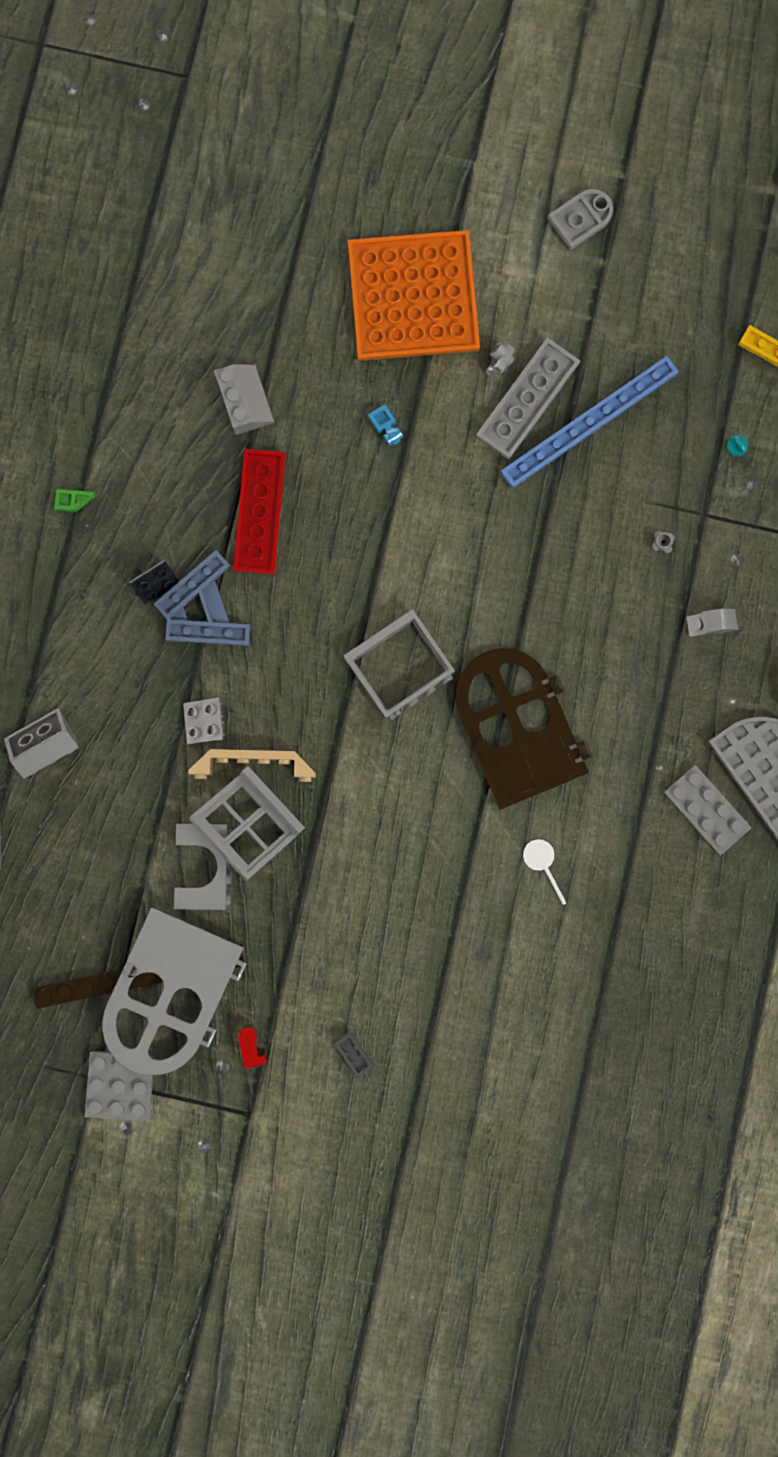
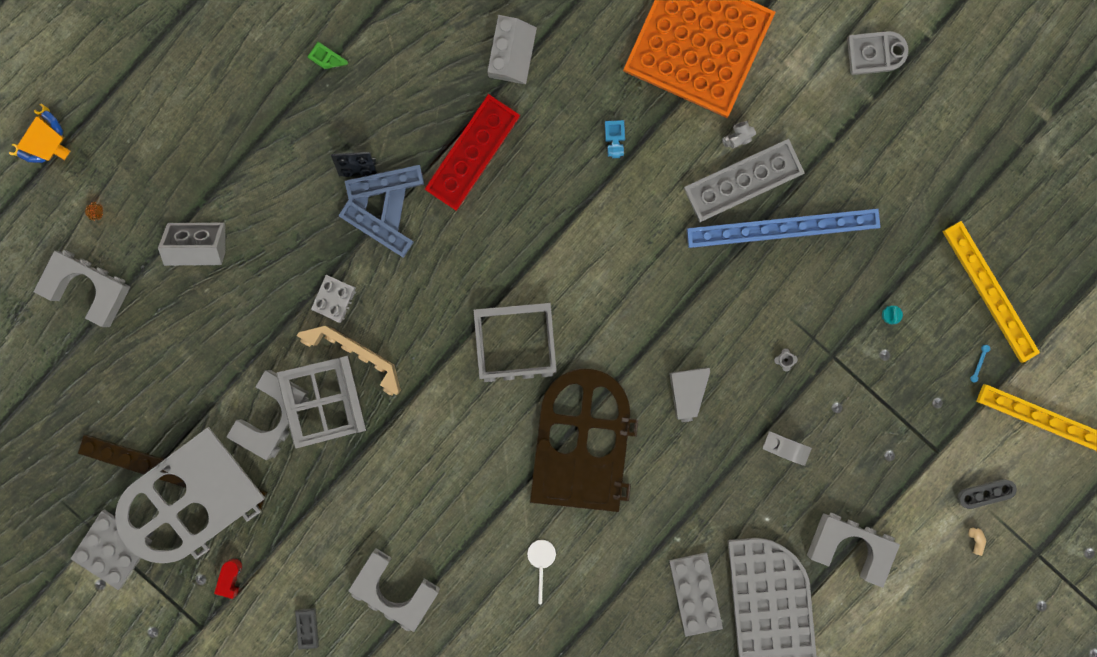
camera: 30 degrees right, 5 degrees up
(444, 982) = (407, 613): none -> light grey arch
(589, 621) = (688, 392): none -> light grey slope

